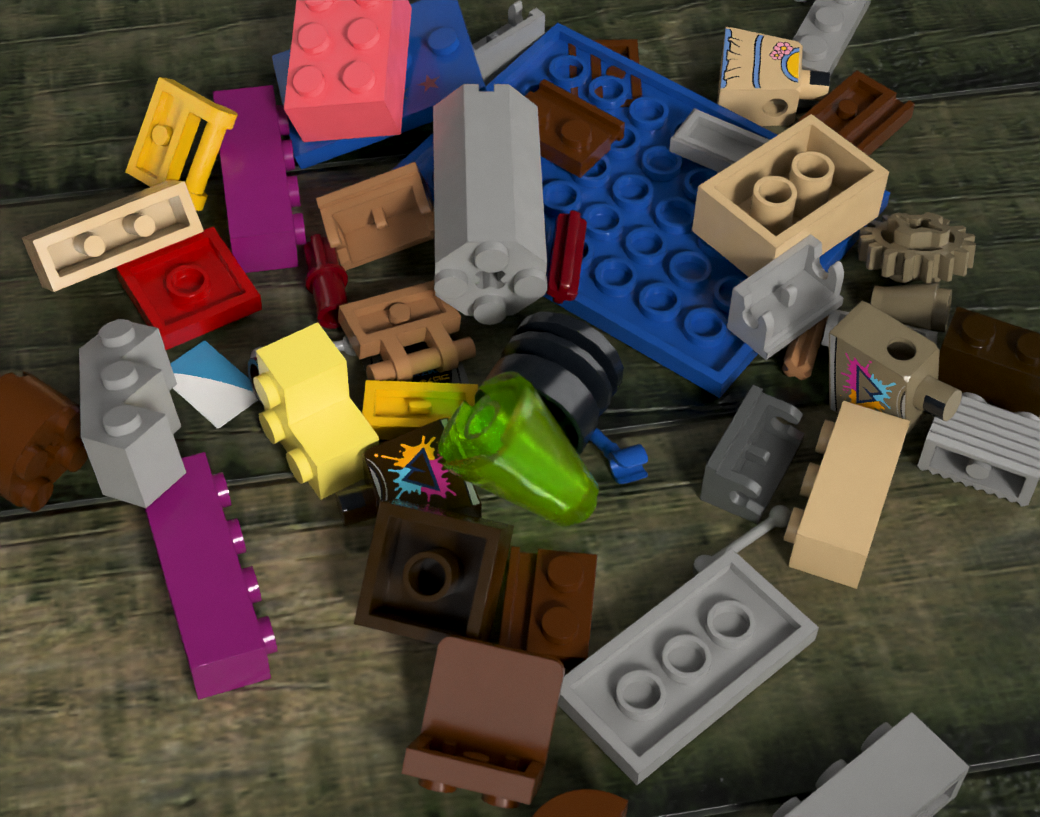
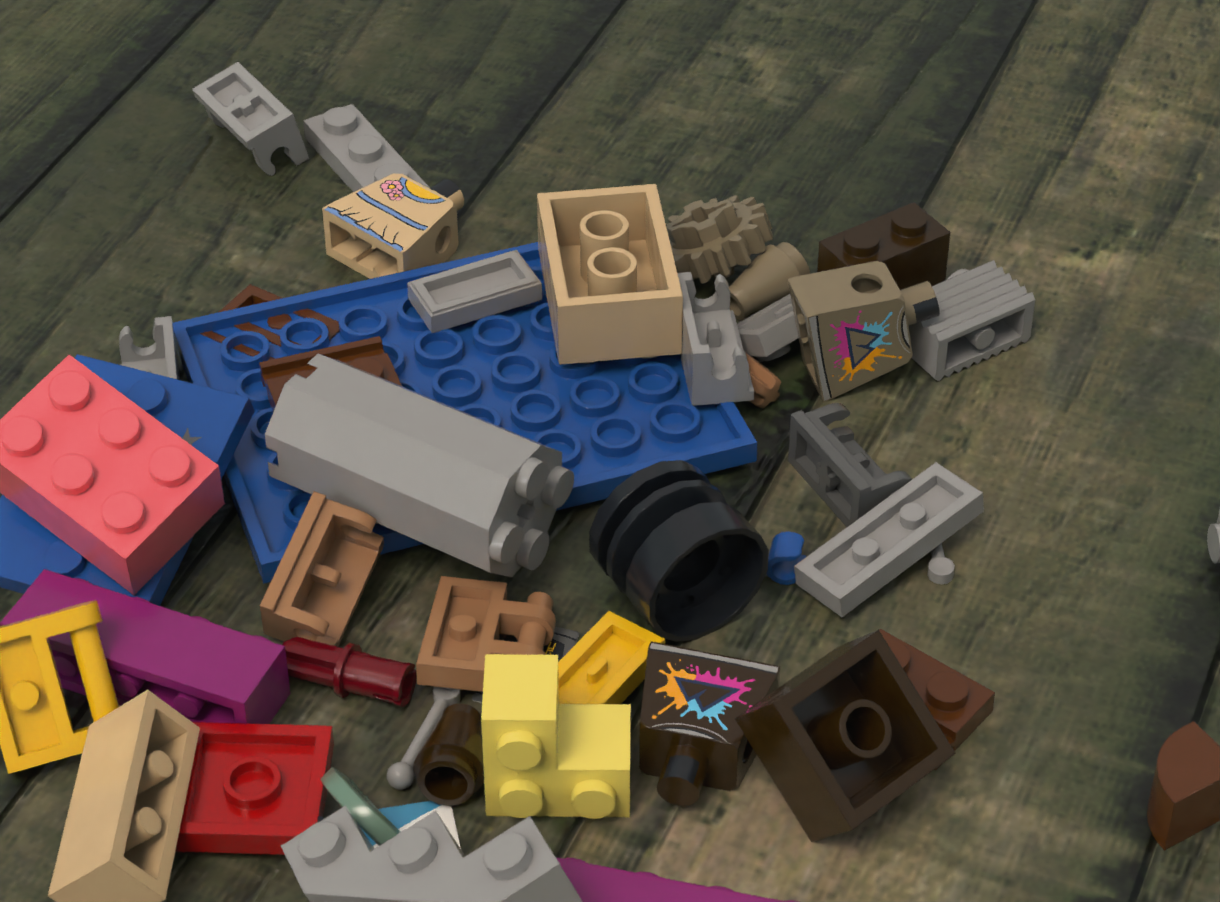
camera: 55 degrees left, 10 degrees down
(186, 342) = (362, 809): none -> sand green piece
(487, 721) = (1031, 789): reddish brown bracket -> none
(519, 452) = (744, 595): clear neon green cone -> none
(684, 665) = (1049, 632): light grey plate -> none
(692, 514) = (888, 539): none -> light grey plate
(845, 493) = (945, 419): tan brick -> none
(863, 112) = (501, 199): reddish brown plate -> none

